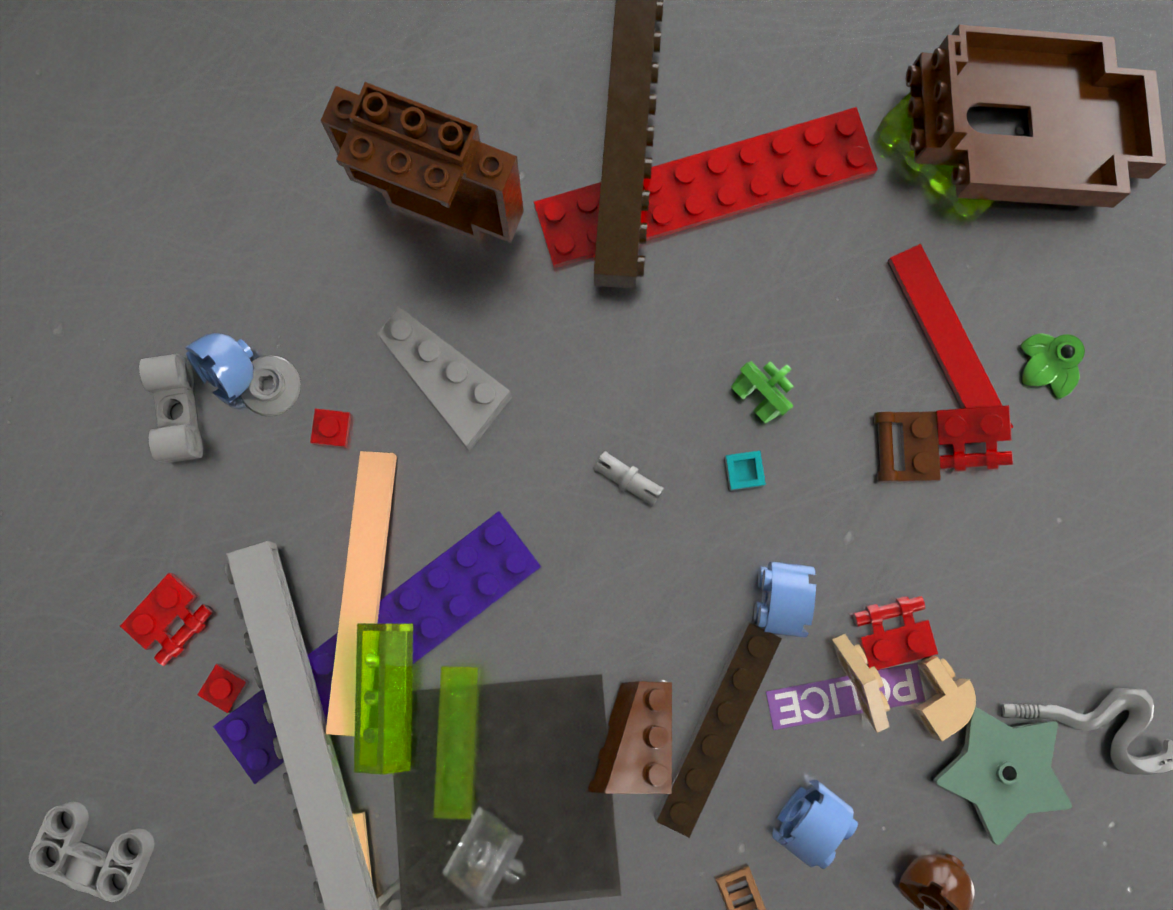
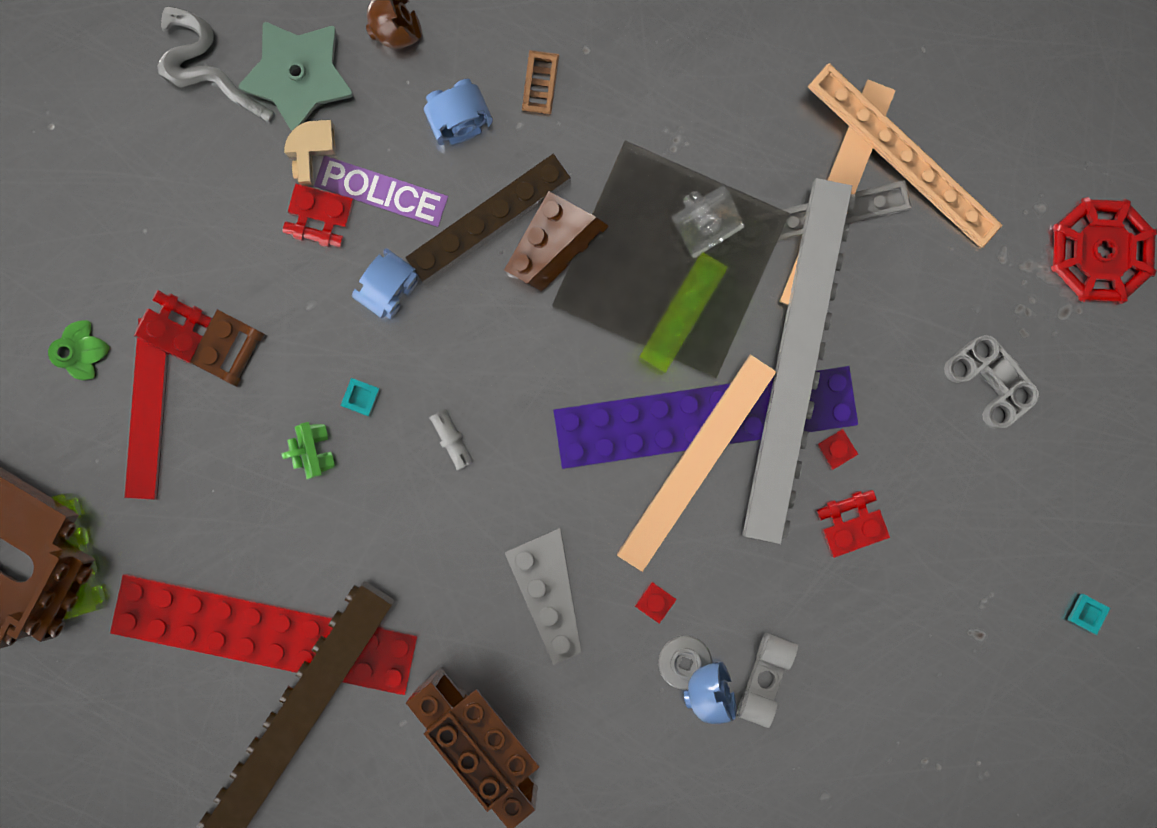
camera: 155 degrees left, 5 degrees up
(383, 698) = (720, 374): clear neon green brick -> none
(865, 680) = (361, 193): tan plate -> none

